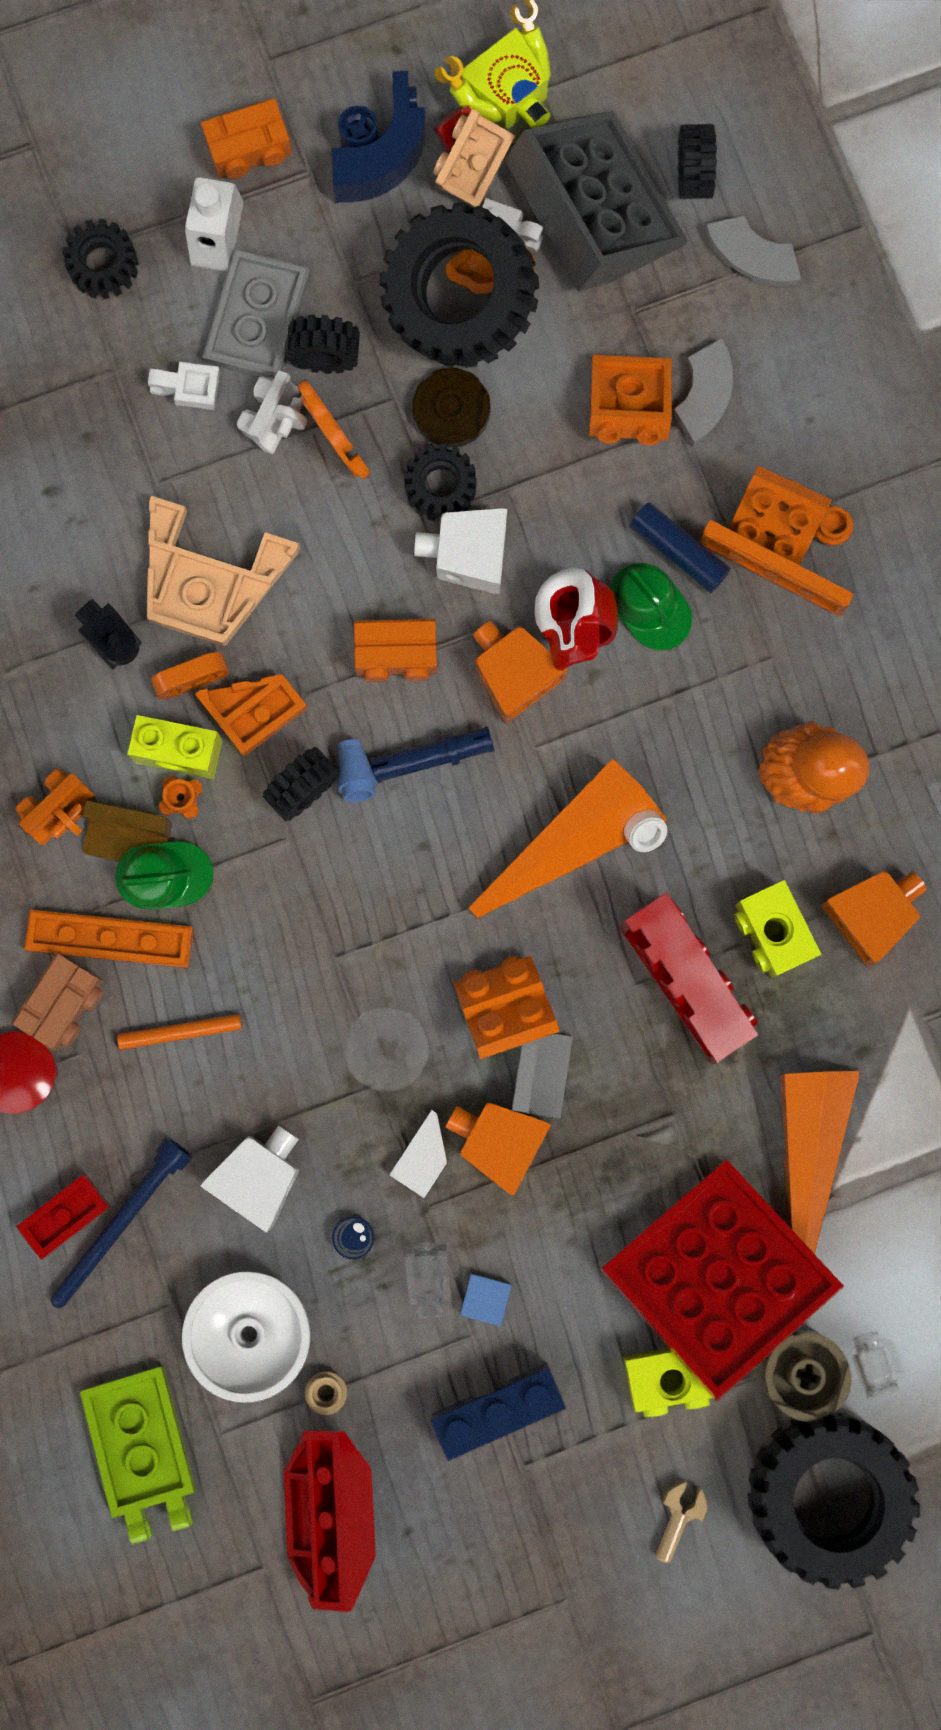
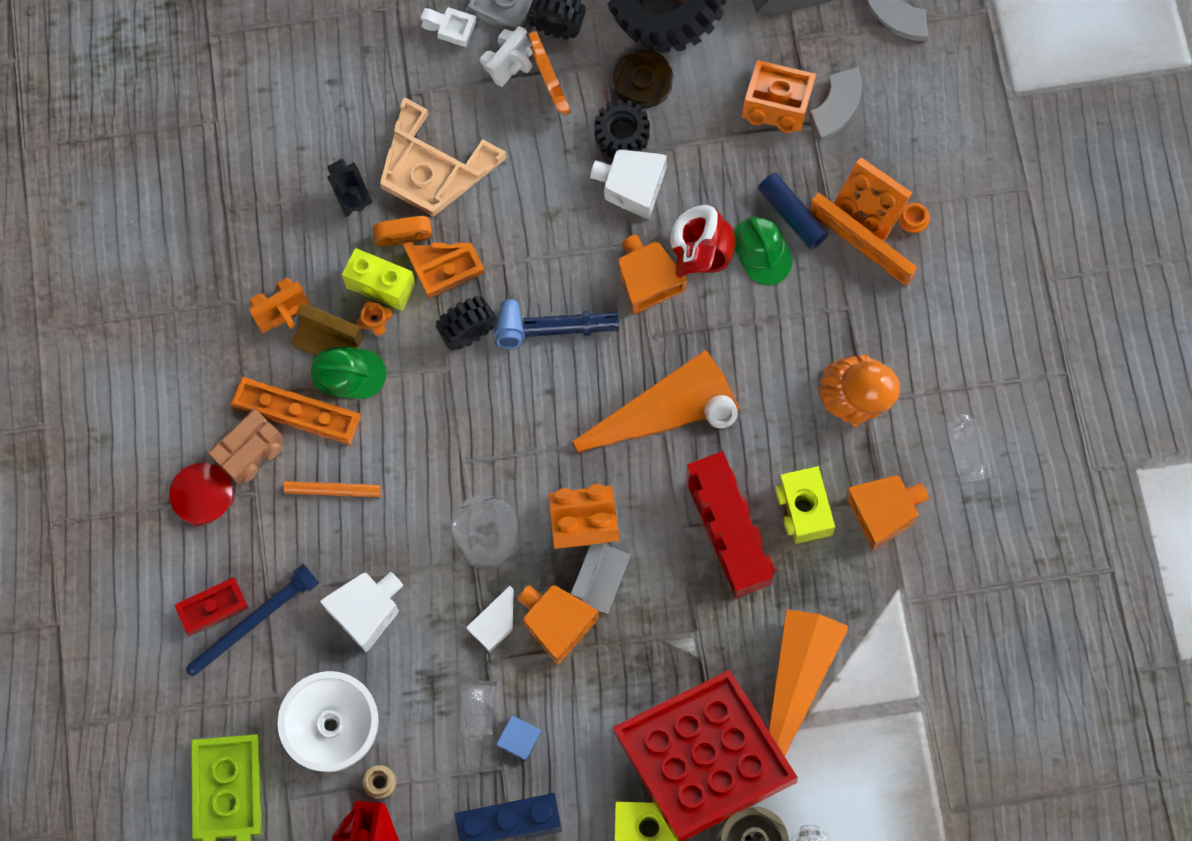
camera: 15 degrees right, 10 degrees down
(353, 1237) = (428, 669): dark blue tile -> none
(395, 649) = (560, 242): orange brick -> none

